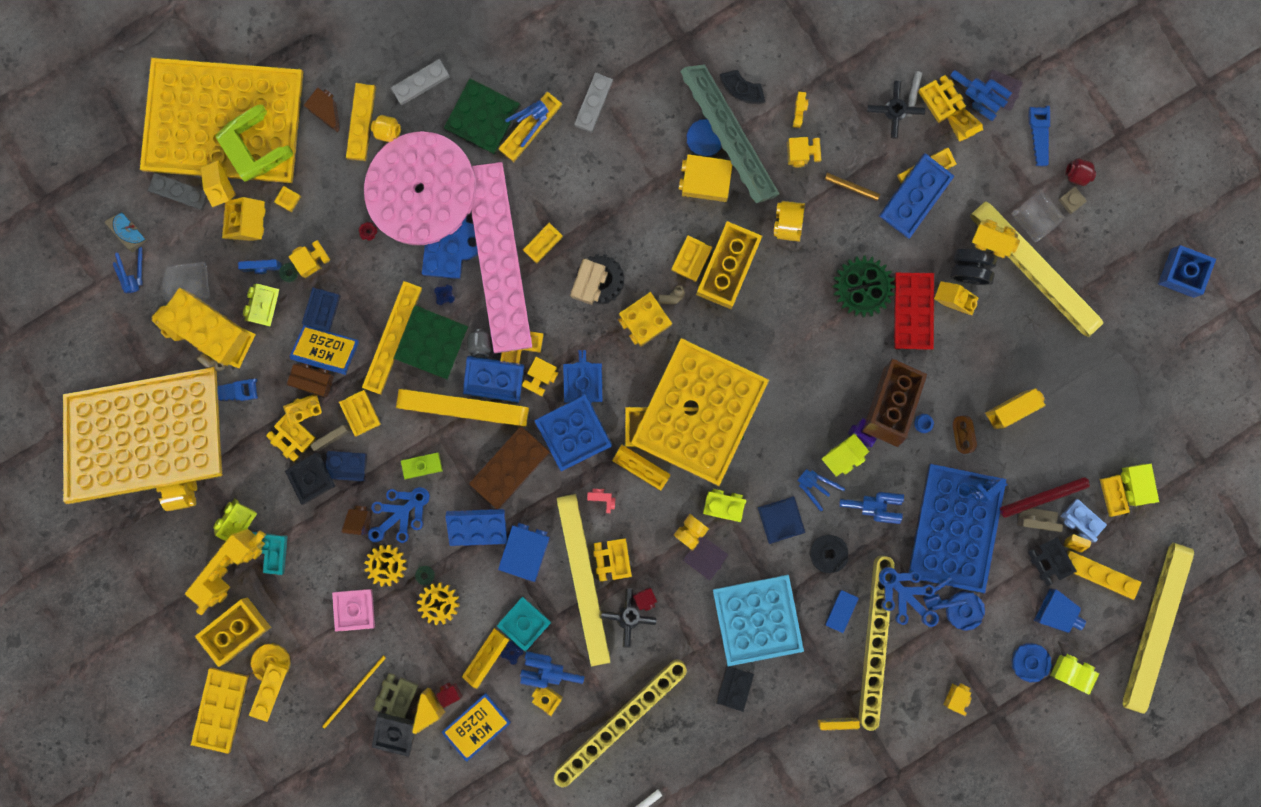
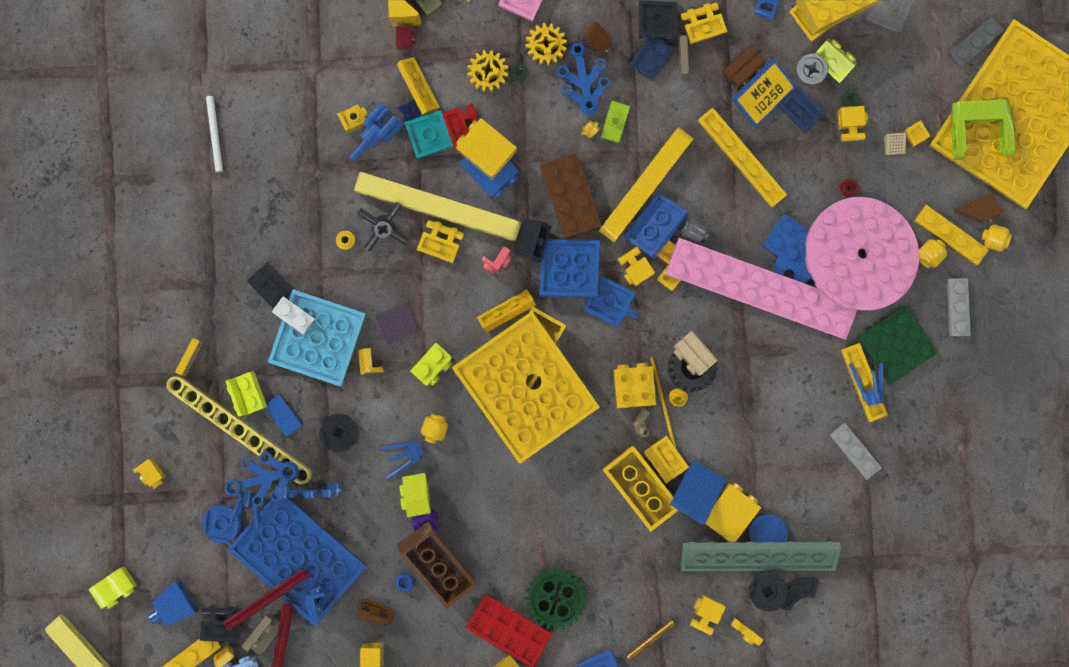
camera: 115 degrees right, 0 degrees up
(216, 184) = (963, 78): yellow slope -> none
(243, 219) = (919, 85): yellow slope -> none
(259, 266) = (869, 76): blue plate -> none
(286, 313) = (803, 70): none -> gear
(302, 409) = (722, 46): yellow hips -> none
(307, 212) = (895, 143): none -> tan slope
(341, 81) = (996, 238): none -> yellow head
(360, 413) = (691, 93): yellow plate -> none
(430, 342) = (719, 188): dark green plate -> none
(439, 291) = (750, 227): clear blue plate -> none
(440, 483) = (590, 129): none -> yellow plate
(476, 527) = (535, 139): blue plate -> none
(476, 727) = (364, 46): yellow tile -> none
(505, 599) = (456, 122): none -> red plate
(509, 565) = (485, 148): none -> yellow brick
(543, 243) = (753, 335): yellow plate -> none
(566, 479) = (532, 240): none -> black brick
(610, 726) = (294, 161): light yellow beam -> none
(632, 277) = (678, 397): none -> yellow plate
(643, 289) = (662, 401): none -> yellow piece
(645, 599) = (390, 250): dark red plate -> none
(653, 640) = (345, 246): none -> yellow plate
(691, 532) = (425, 322): yellow wheel -> none
(705, 214) = (698, 492): none -> blue tile
(746, 103) = (774, 601): none -> black plate
(750, 652) = (293, 315): none -> white plate
(755, 564) = (366, 362): none -> yellow tile
(778, 472) = (434, 428): none -> yellow head
(781, 520) = (391, 408): dark blue piece -> none
(790, 221) = (650, 564): yellow brick -> none
(842, 654) = (246, 394): none -> neon yellow bracket
(877, 506) = (356, 498): blue plant -> none
(896, 548) = (332, 490): none -> blue plant
(1008, 534) = (266, 599): none -> dark red axle
(1031, 662) = (144, 556): blue tile -> none

